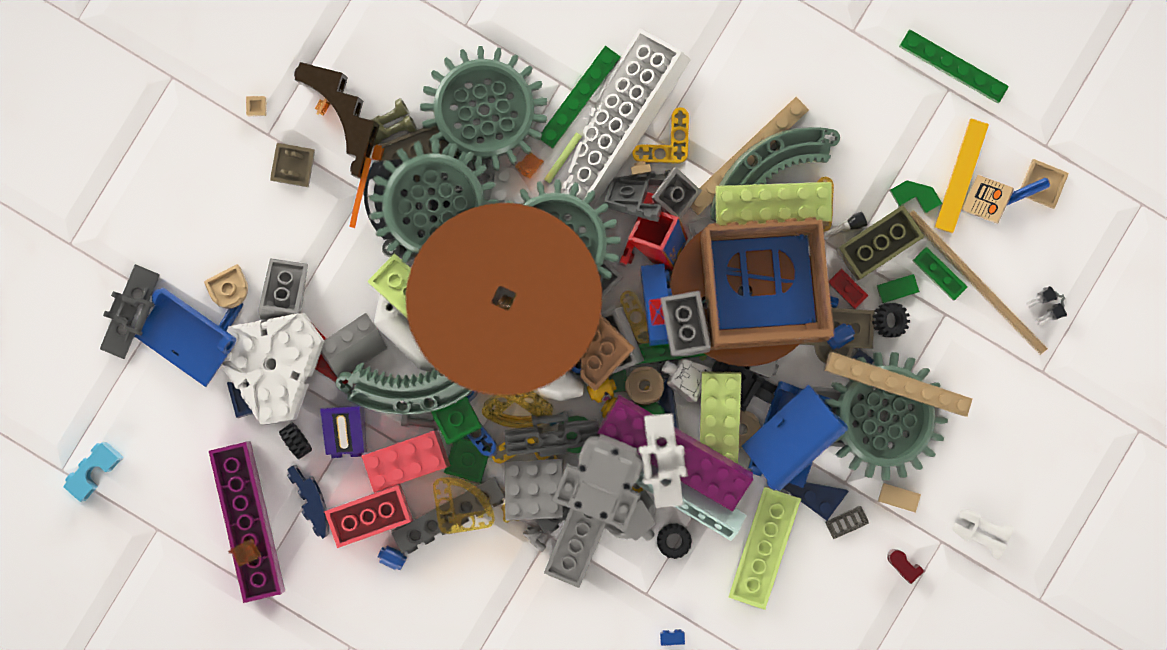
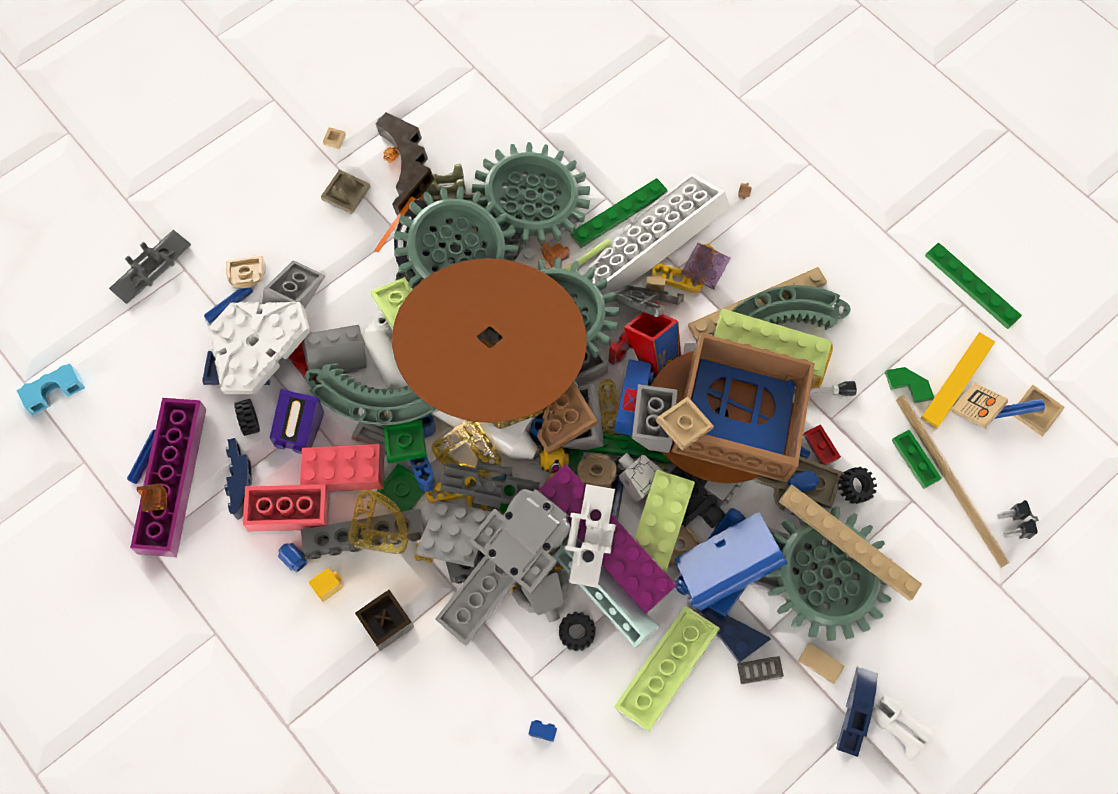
camera: 15 degrees right, 20 degrees down
(196, 340) = (193, 298): blue door -> none
(212, 509) = (141, 461): none -> blue axle
(433, 572) = (326, 584): none -> yellow brick
(499, 589) = (384, 620): none -> dark brown brick
(533, 534) = (438, 579): light grey plate -> none
(676, 194) = (683, 306): light grey slope -> none
(685, 134) = (706, 266): none -> clear purple plate
(699, 31) = (744, 190): none -> medium nougat plate
(718, 331) = (684, 423): none -> tan tile
(880, 243) = (864, 411): olive brick -> none
(897, 288) = (872, 460): green tile -> none
(899, 561) = (807, 735): dark red leg -> none
(943, 531) = (859, 711): none -> dark blue slope

